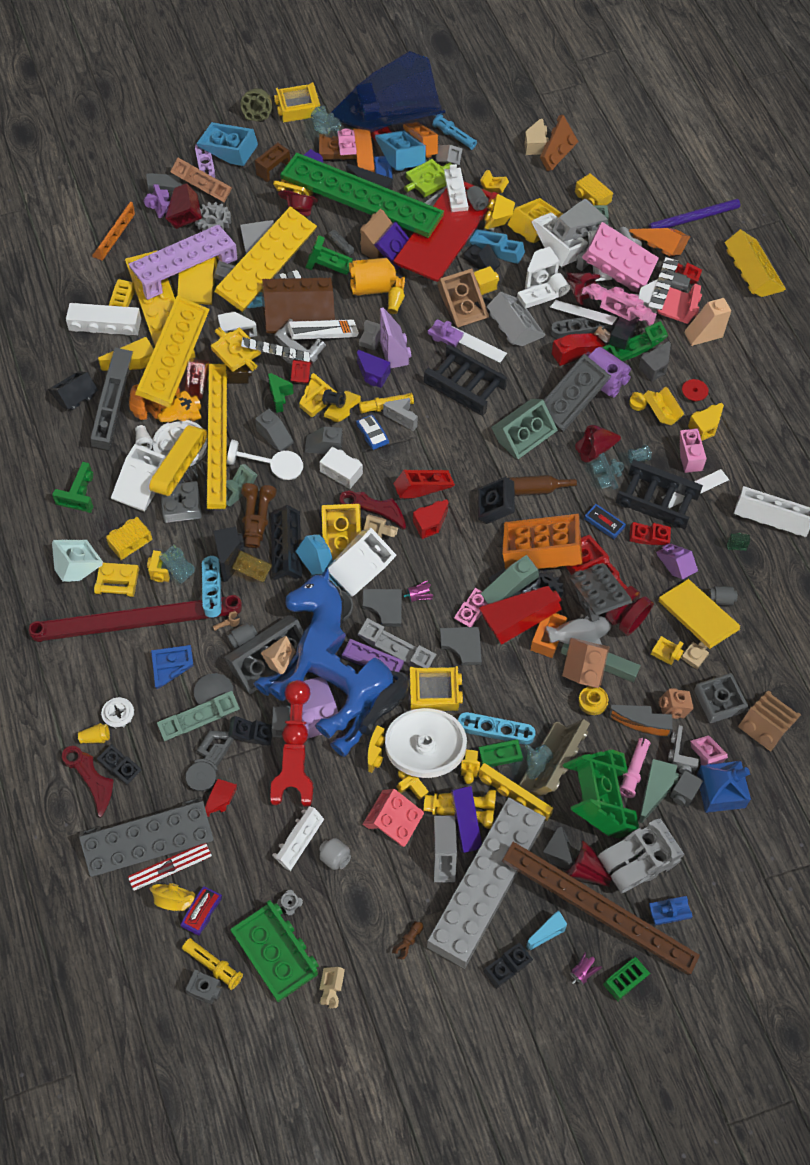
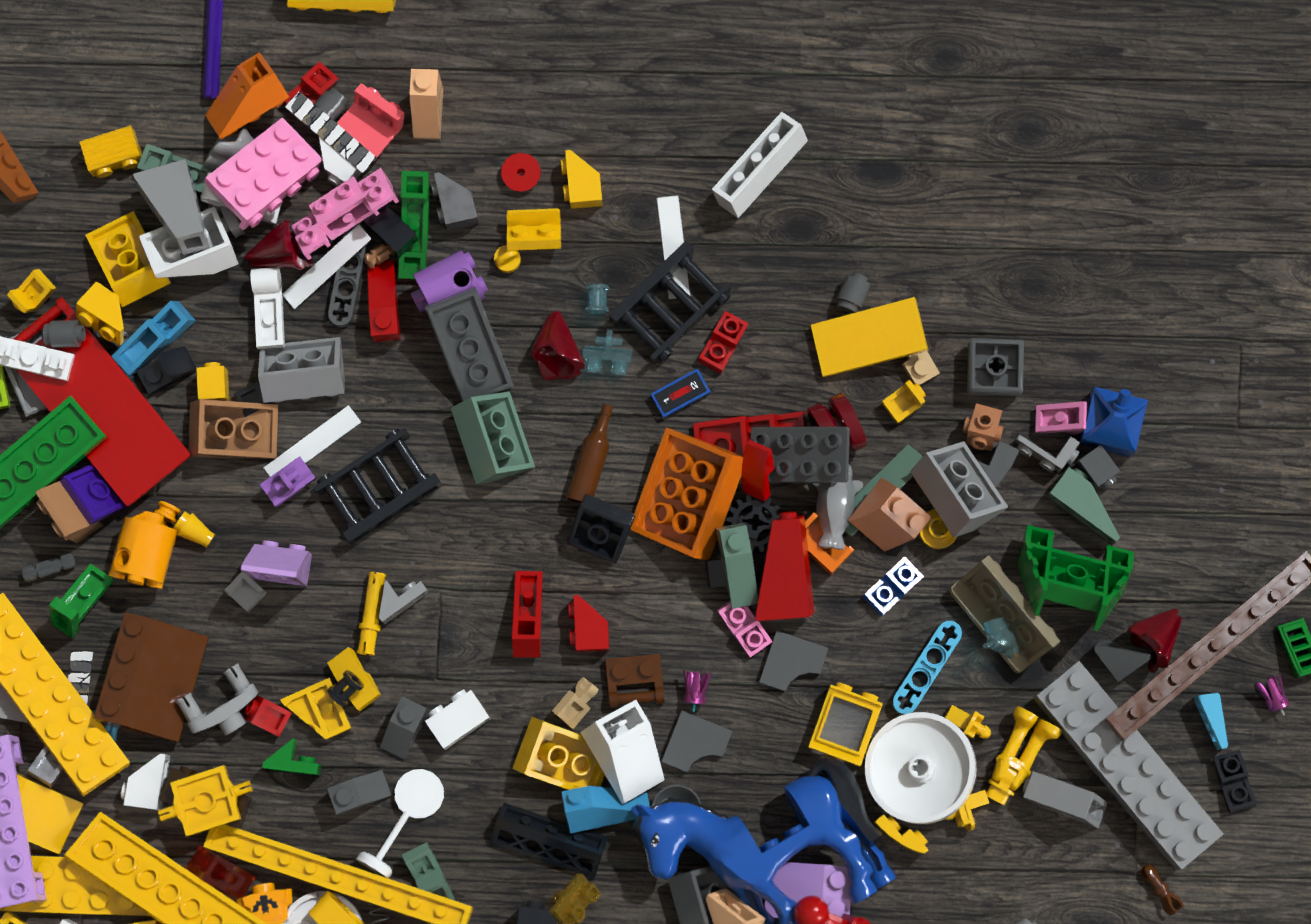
camera: 65 degrees left, 20 degrees up
(255, 524) = (504, 875): reddish brown piece -> none
(275, 349) = (229, 743): sticker -> none
(322, 329) = (210, 658): white tile -> none
(362, 654) = (769, 789): medium lavender plate -> none
(373, 368) = (307, 610): dark purple slope -> none
(373, 432) = (413, 652): slope -> none
(385, 642) = (765, 750): light grey slope -> none
(386, 508) = (543, 682): dark red piece -> none
(394, 816) = (999, 847): coral bracket -> none
(414, 555) = (634, 671): none -> reddish brown plate
(466, 819) = (1041, 758): dark purple slope -> none
(501, 753) = (965, 677): green plate -> none
(509, 788) = (1035, 676): yellow plate -> none
(541, 689) = (892, 586): none -> slope
(542, 267) = (234, 295): white slope -> none
(579, 568) = (755, 470): none -> red slope
(626, 695) = (958, 488): none -> light grey slope
(633, 777) = (1062, 532): bright pink pin -> none
(643, 864) = (1181, 567): light grey connector -> none
(670, 910) = (1243, 561): blue hips -> none
(678, 560) = (780, 326): medium lavender slope -> none
(691, 451) = (621, 226): bright pink slope -> none
(738, 541) = (781, 232): clear green plate -> none
(768, 720) = (1052, 331): medium nougat plate -> none

